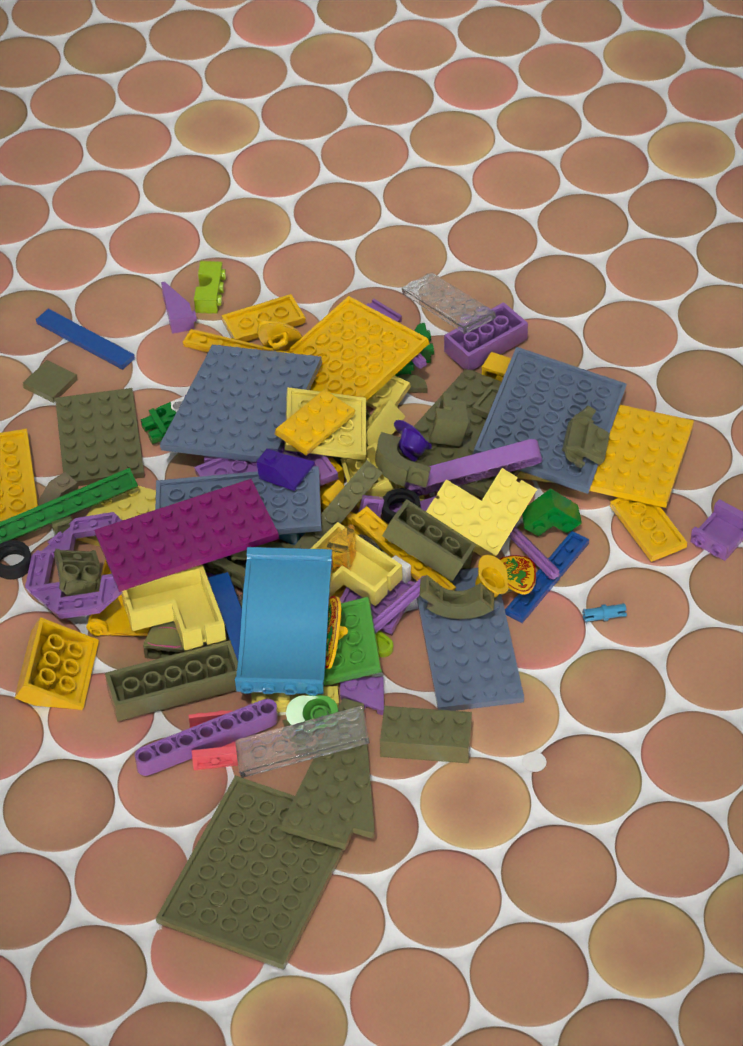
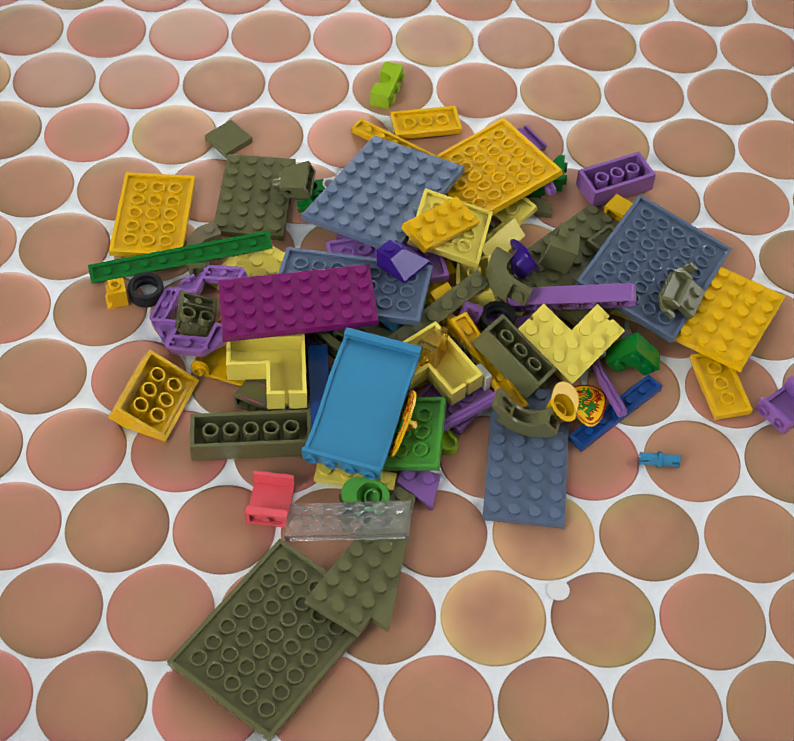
camera: 10 degrees right, 5 degrees up
(85, 339) = (269, 108): blue tile -> none
(142, 410) = (296, 180): none -> olive torso
(178, 310) = (354, 100): medium lavender slope -> none
(207, 735) = (273, 489): medium lavender beam -> none
(277, 335) = (431, 139): yellow shield -> none
(426, 734) = (464, 540): olive brick -> none
(448, 303) = (590, 142): clear plate -> none

